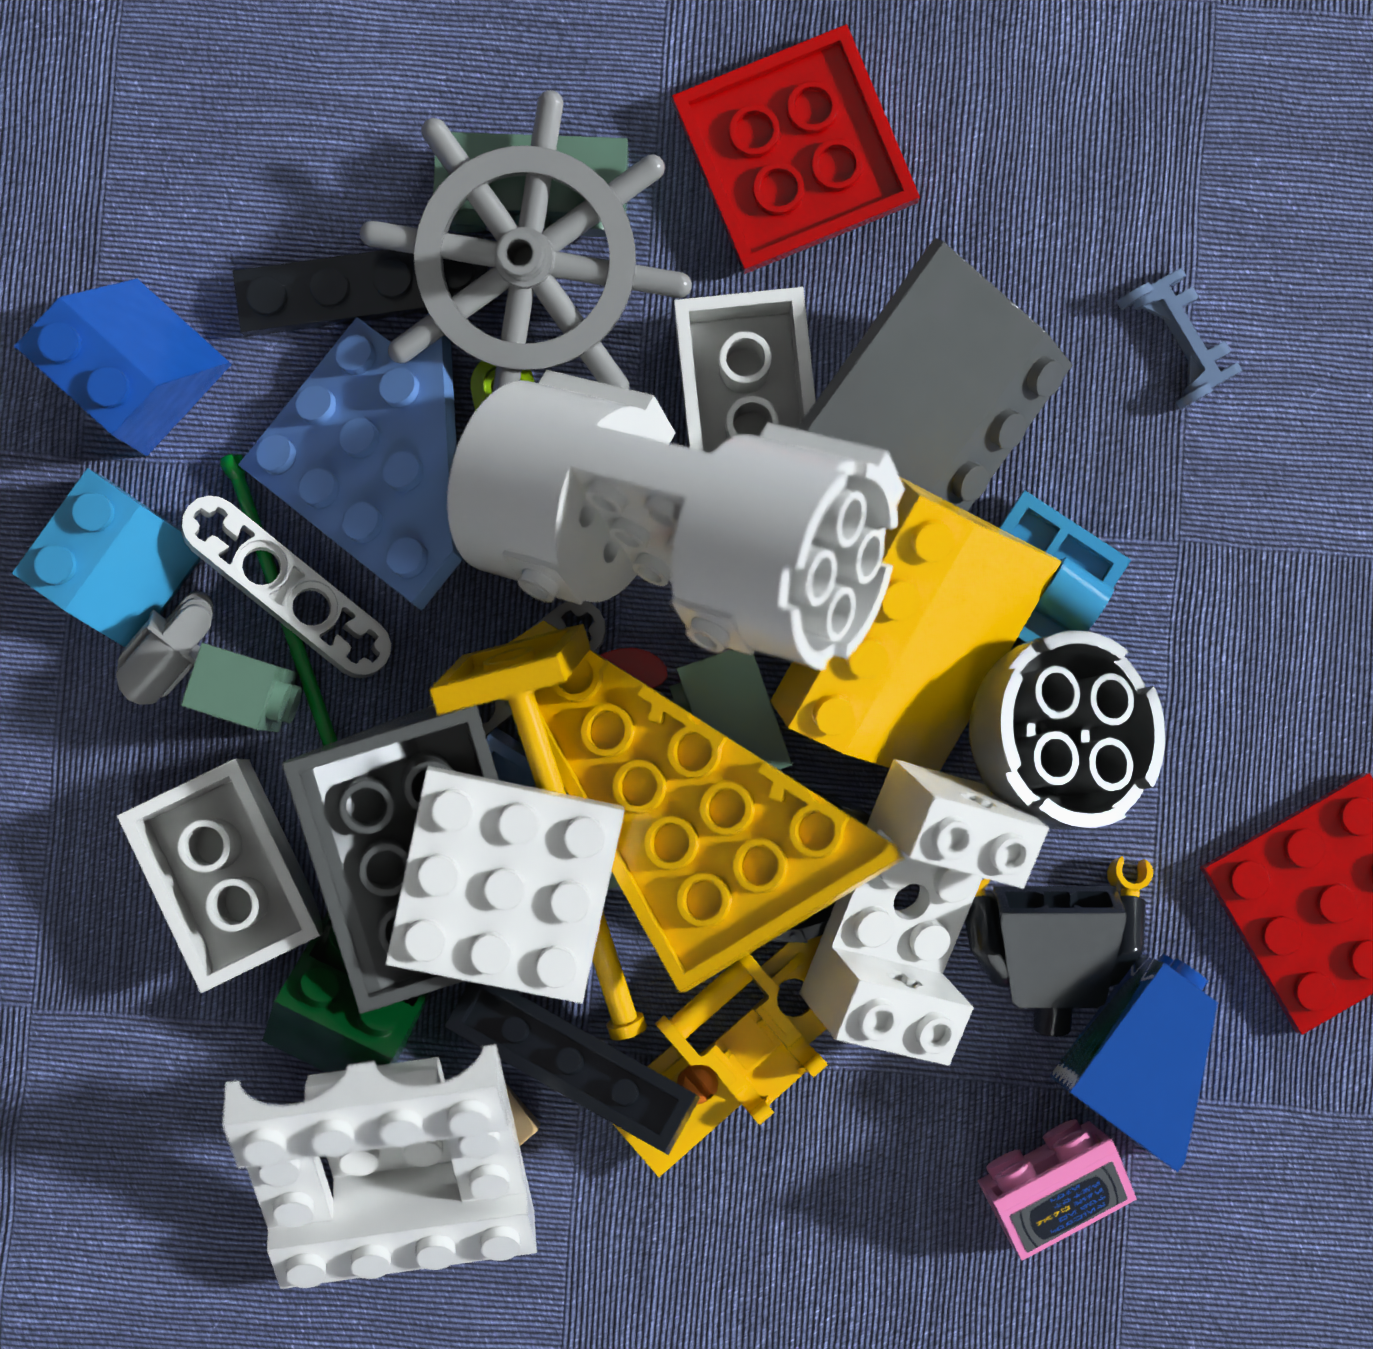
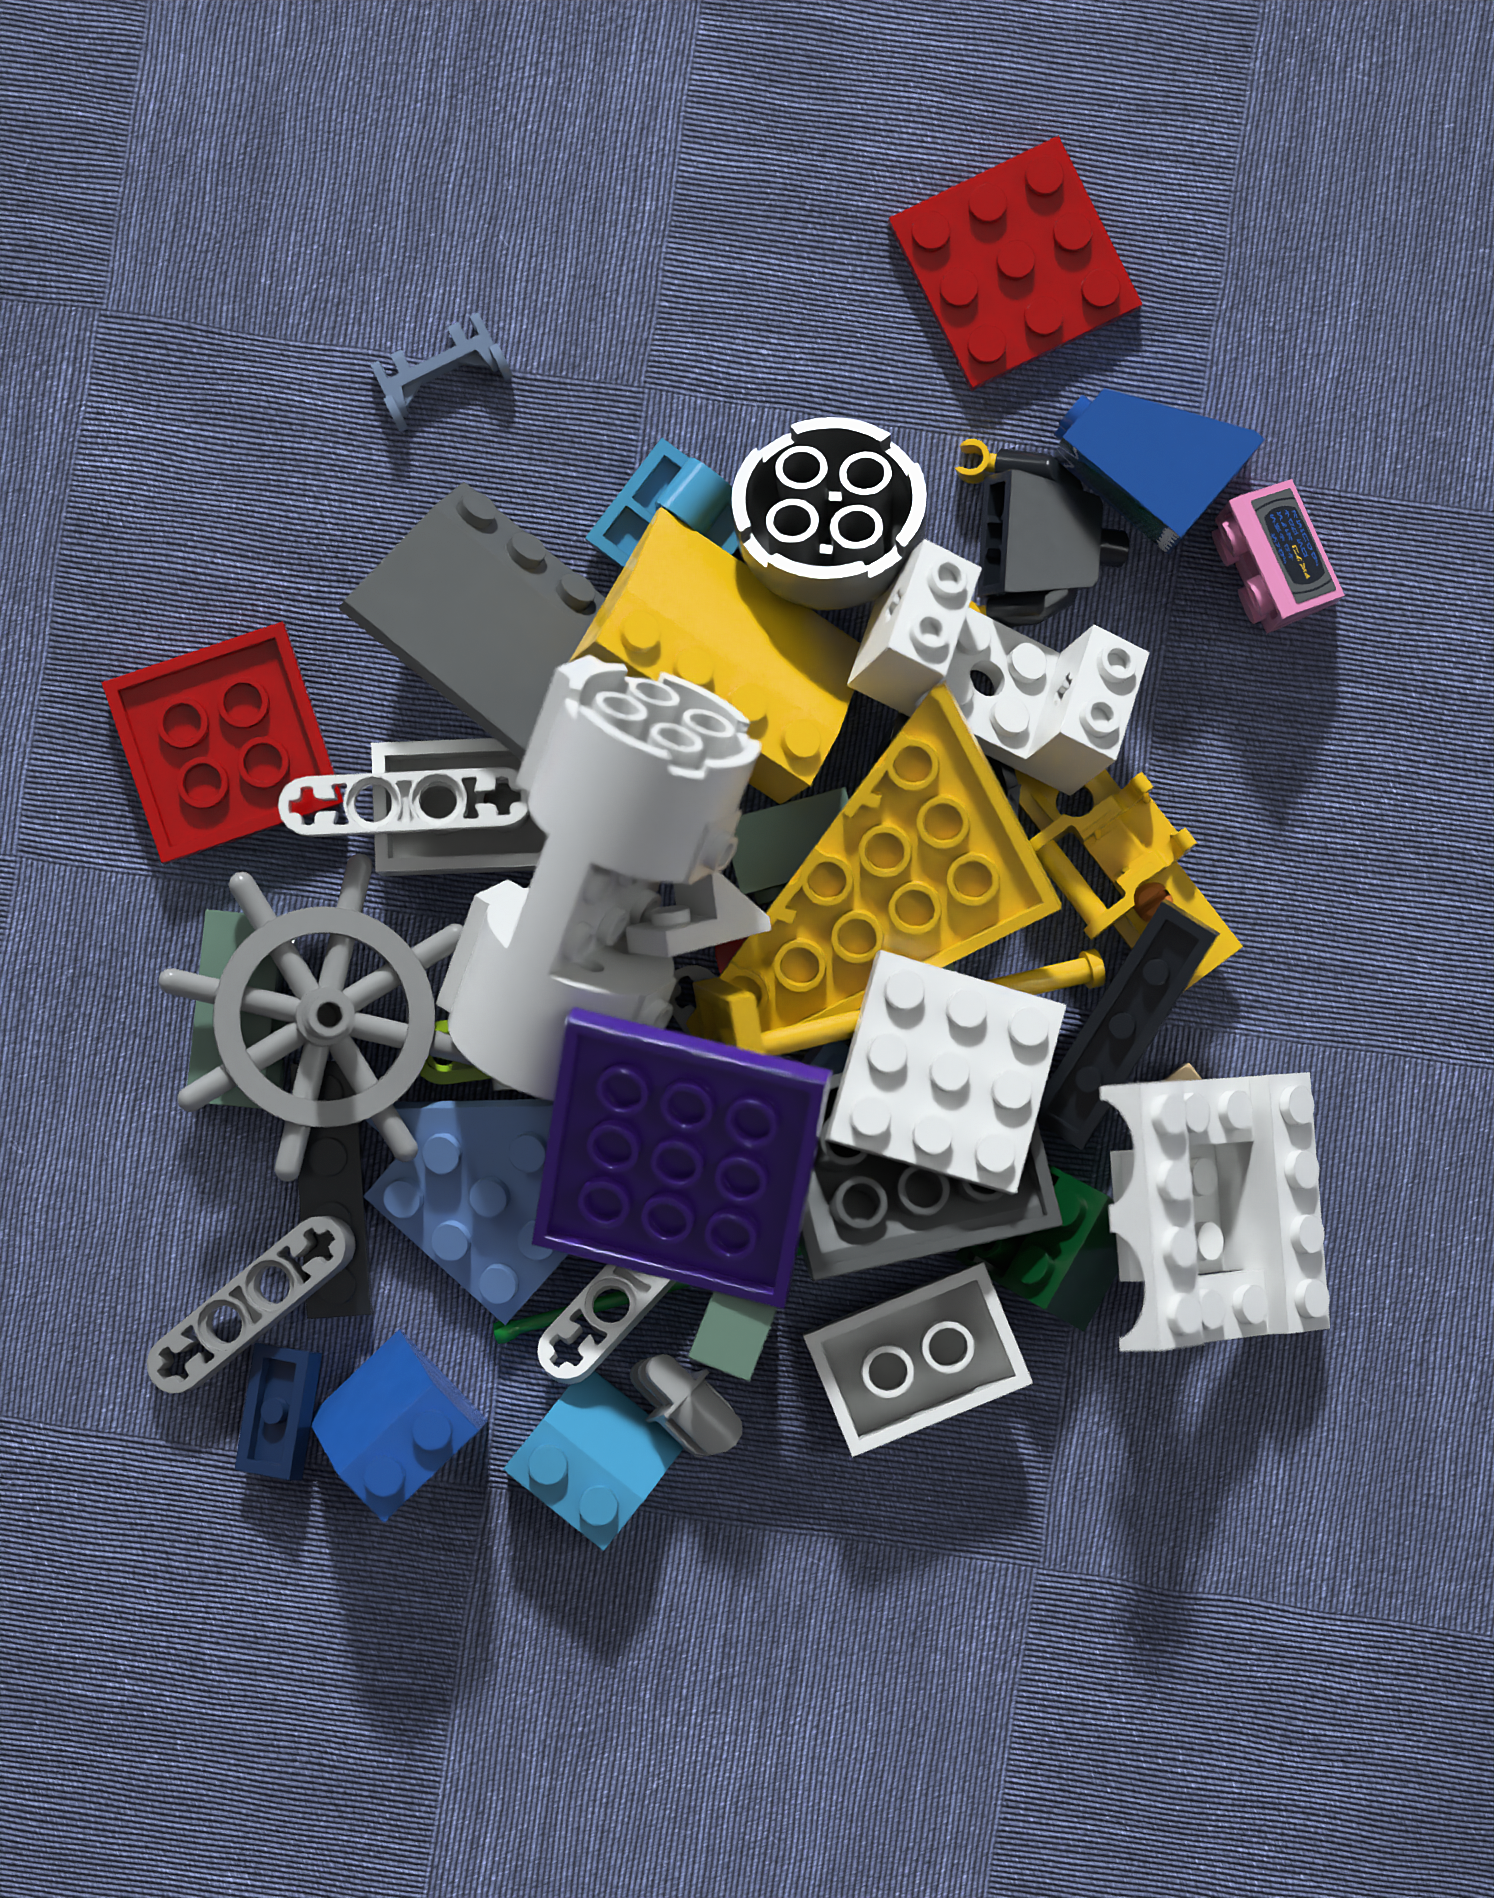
camera: 85 degrees left, 0 degrees up
(139, 248) = (278, 1411): none -> dark blue plate
(242, 212) = (254, 1309): none -> light grey beam
(398, 618) = (679, 1157): none -> dark purple plate
(646, 629) = (704, 916): none -> white slope
(749, 323) = (406, 808): none -> white beam

